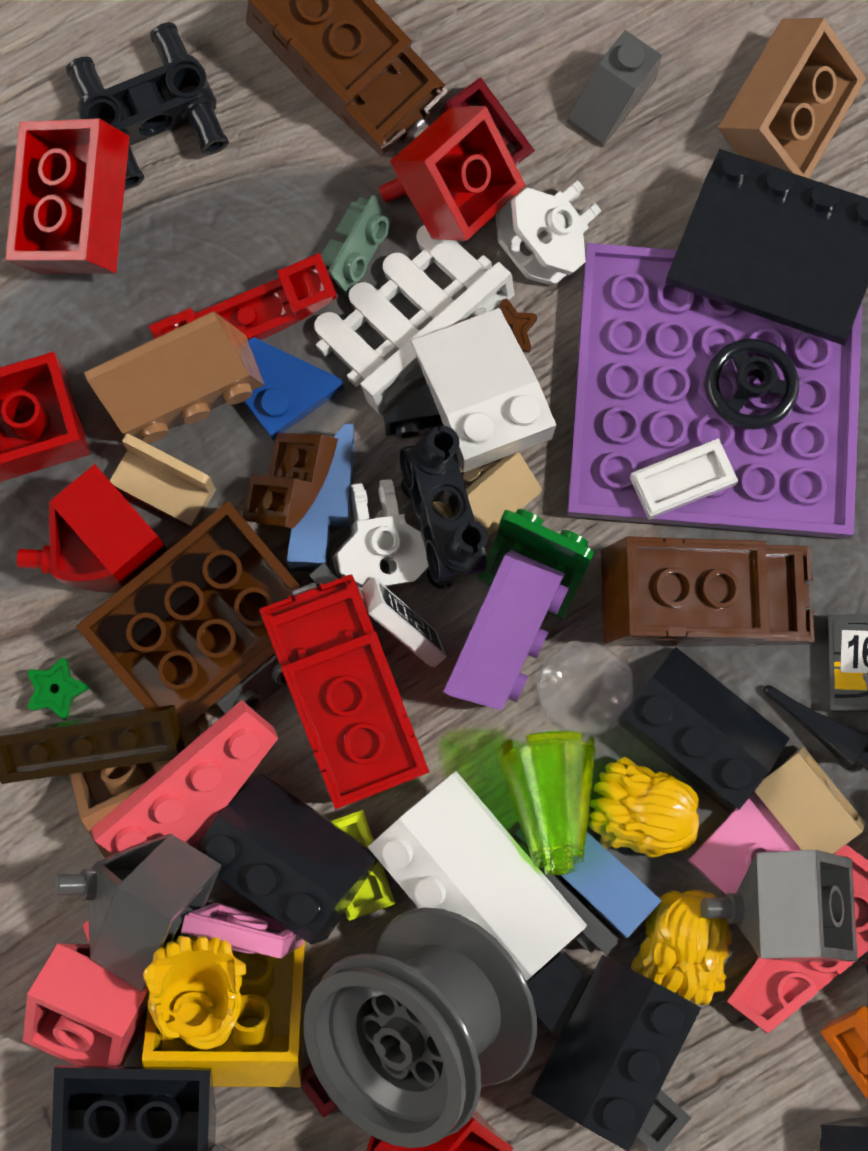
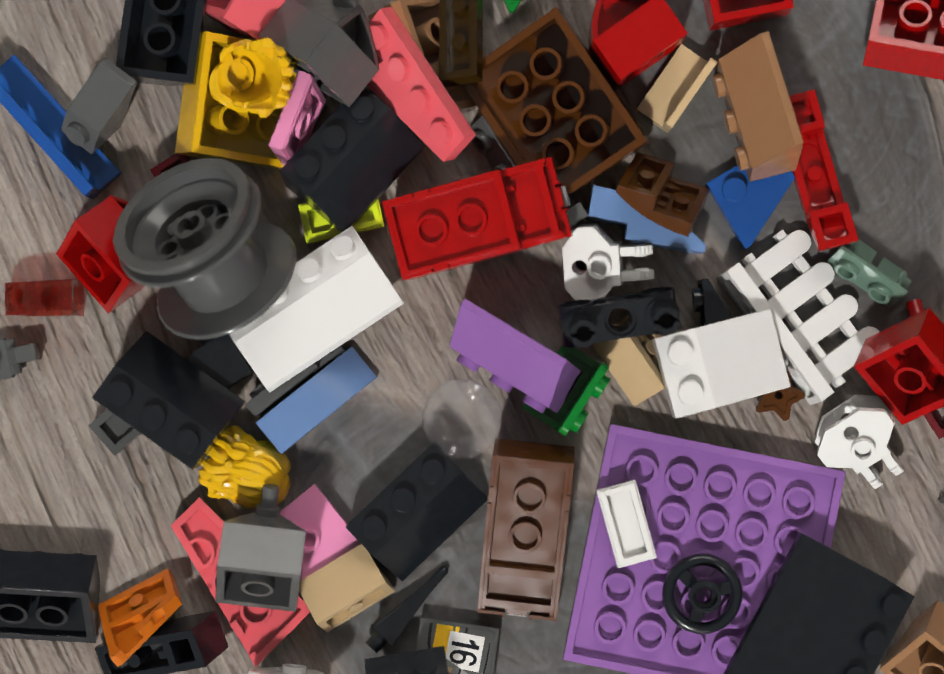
camera: 100 degrees right, 10 degrees up
(403, 622) = (530, 274): white tile -> none
(551, 795) = (373, 377): clear neon green cone -> none
(644, 810) = (357, 452): yellow hair -> none

